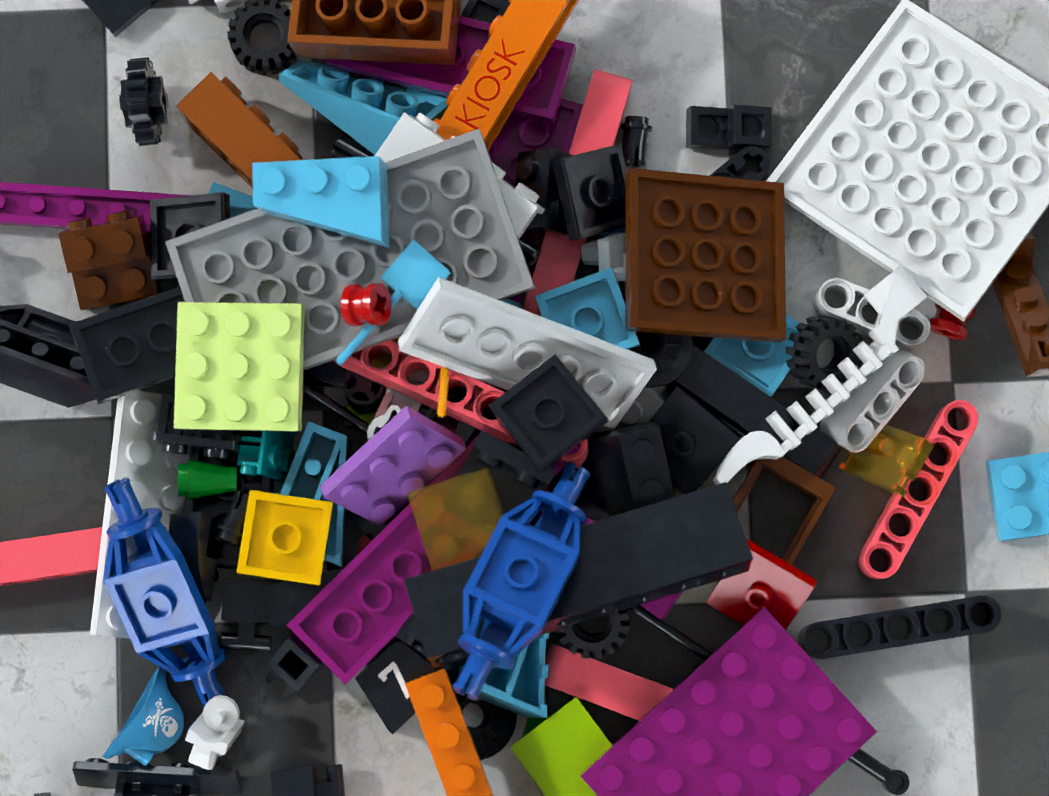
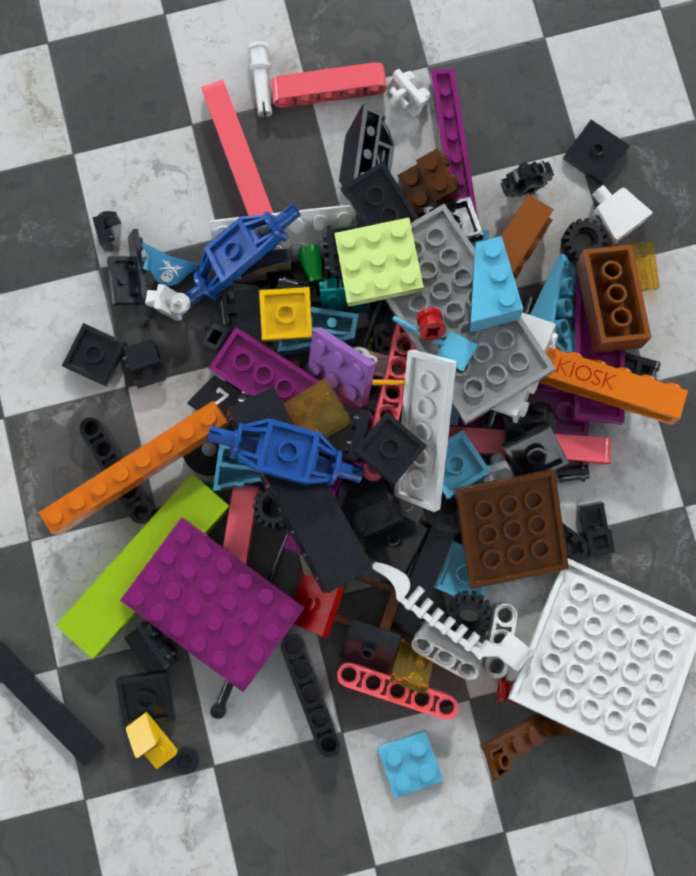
camera: 85 degrees right, 0 degrees up
(842, 517) = (370, 646): none -> black plate

